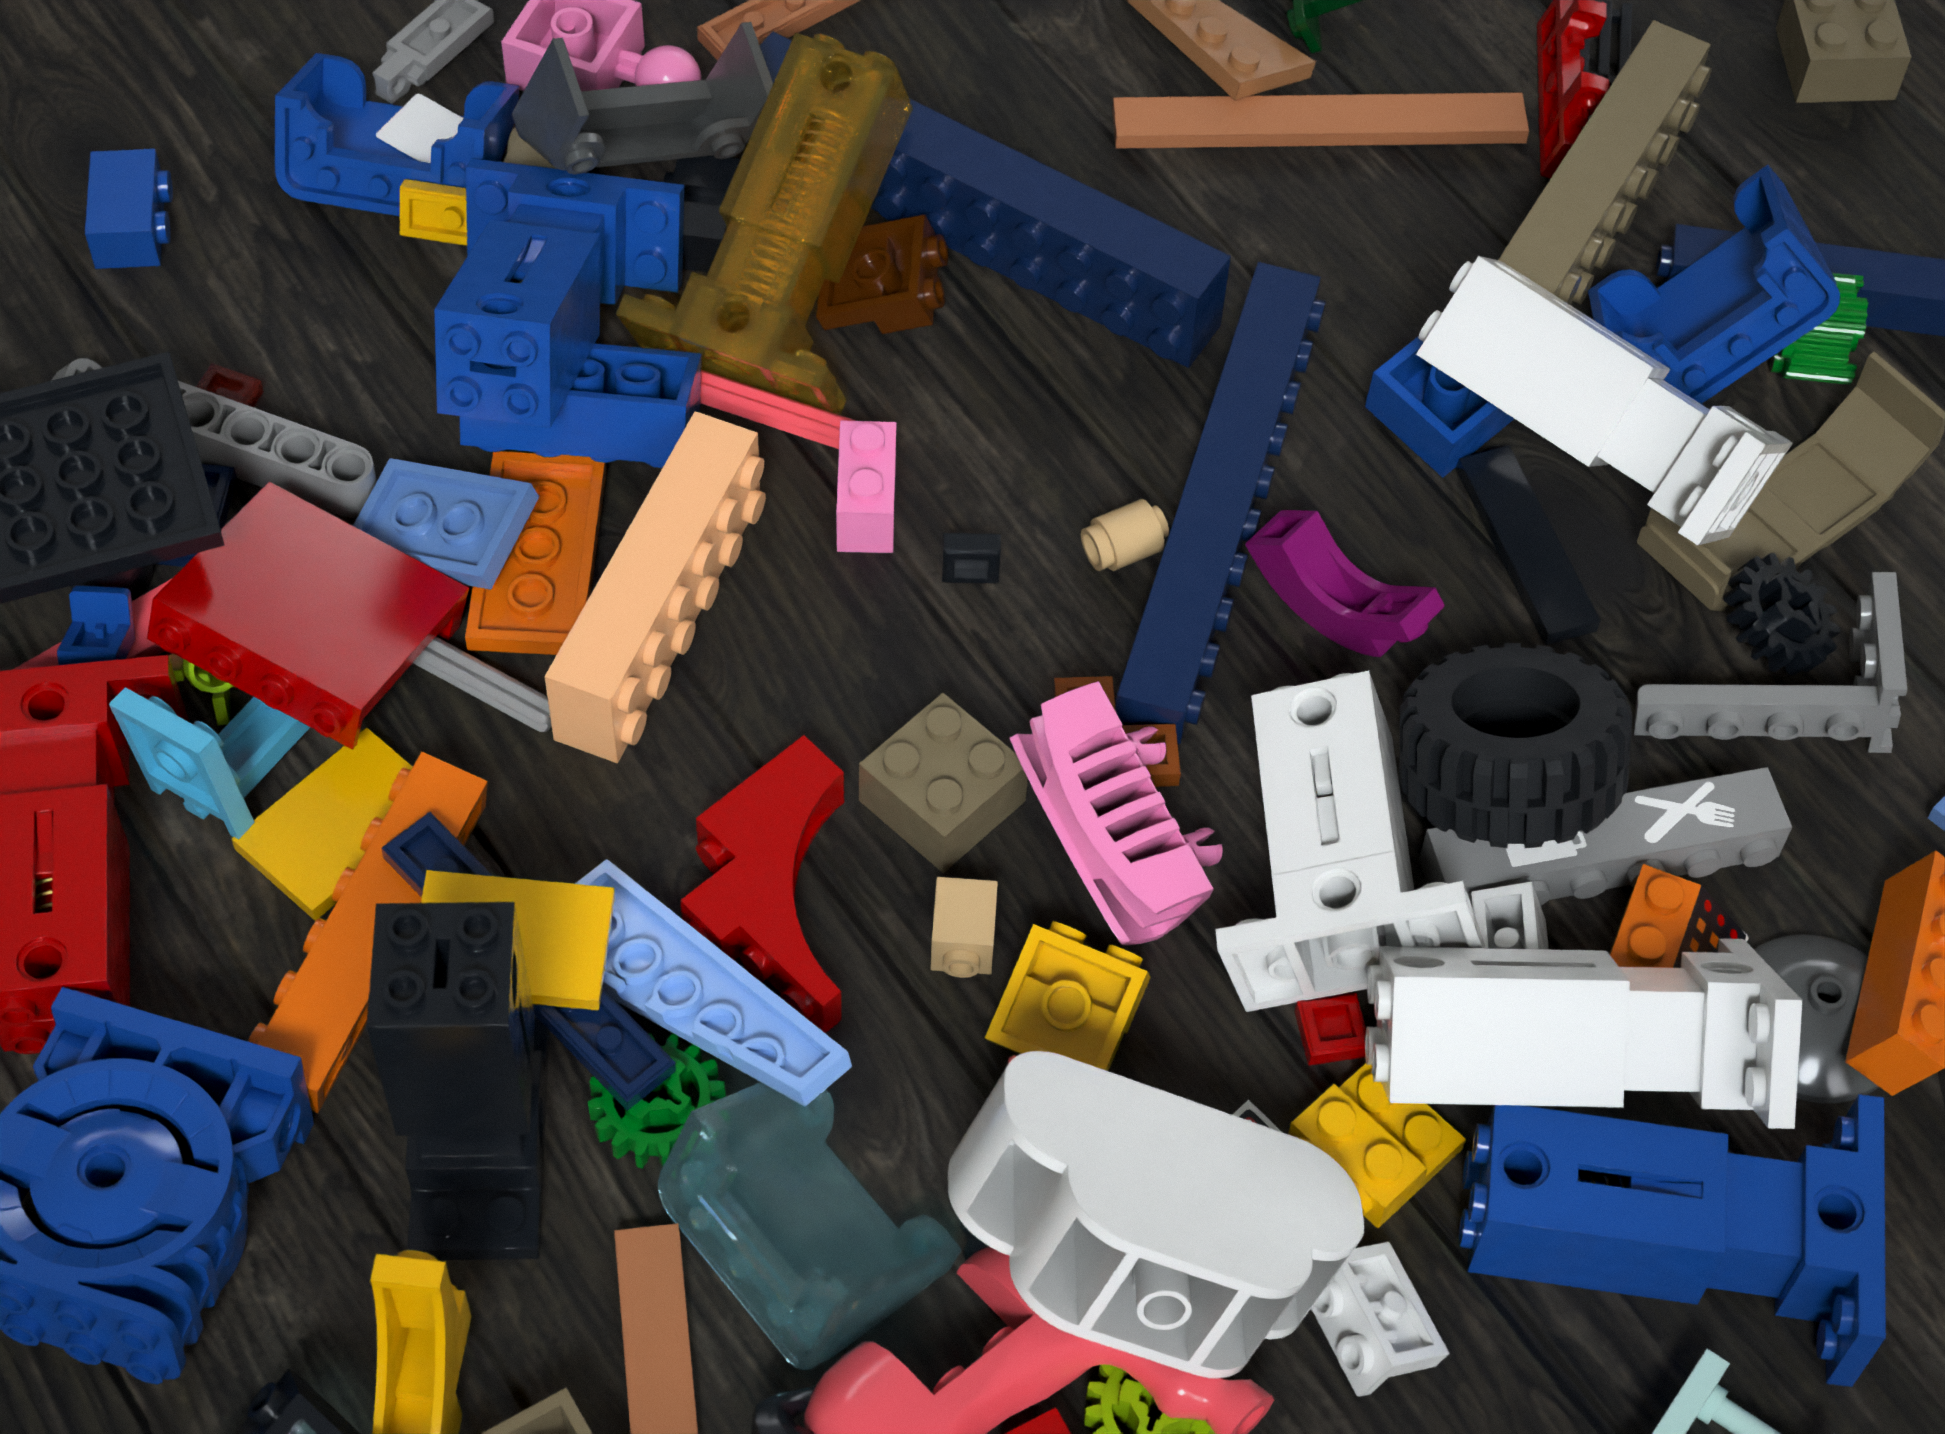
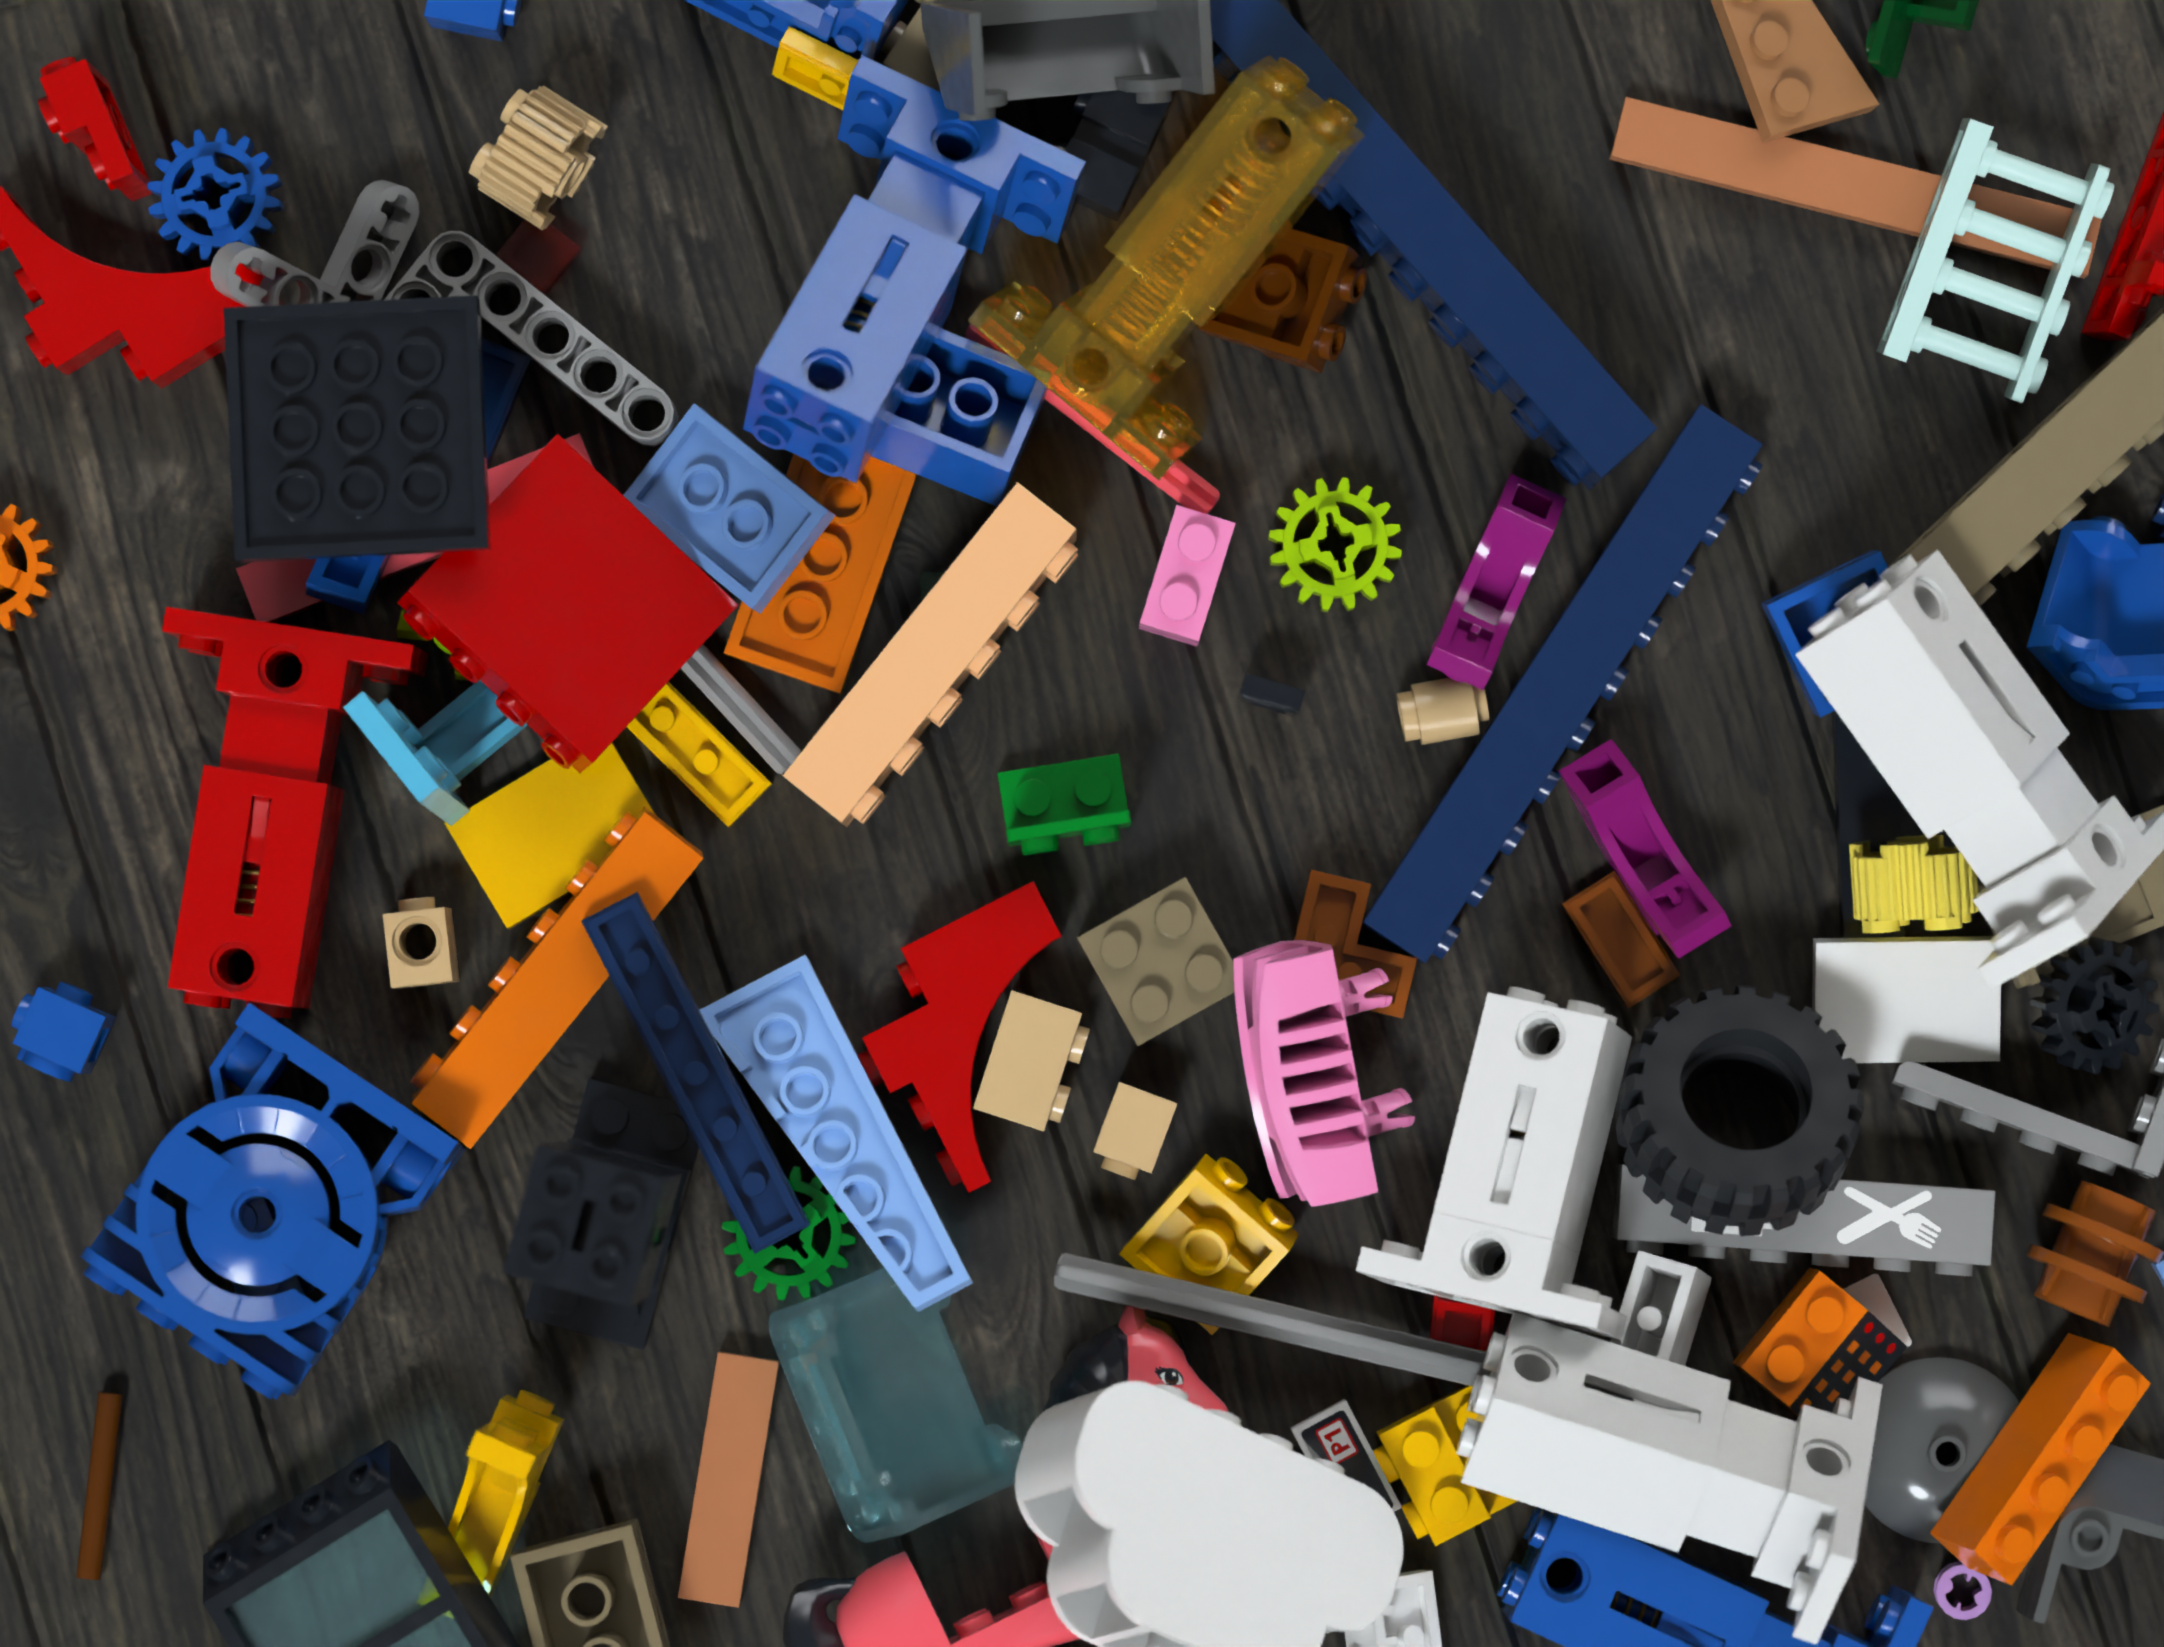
camera: 20 degrees right, 30 degrees up
(206, 305) = (537, 154): none -> tan brick
(238, 963) = (437, 968): none -> tan brick
(454, 729) = (699, 755): none -> yellow tile
(560, 930) = (683, 1064): yellow tile -> none
(817, 686) = (1064, 802): none -> green bracket
(846, 895) = (1030, 1061): none -> tan brick
(987, 439) = (1361, 538): none -> lime gear
(1136, 423) = (1495, 581): none -> magenta arch
(1150, 1042) = (1269, 1319): none -> light grey axle
(1330, 654) = (1620, 939): none -> dark orange tile
(1407, 144) = (1955, 214): none -> light aqua fence
(1587, 542) = (1911, 882): none -> light yellow brick
(1632, 638) = (1908, 998): none -> white tile
(1879, 795) = (2095, 1253): none -> dark orange piece
(1916, 1129) = (1980, 1595): none -> lavender bush

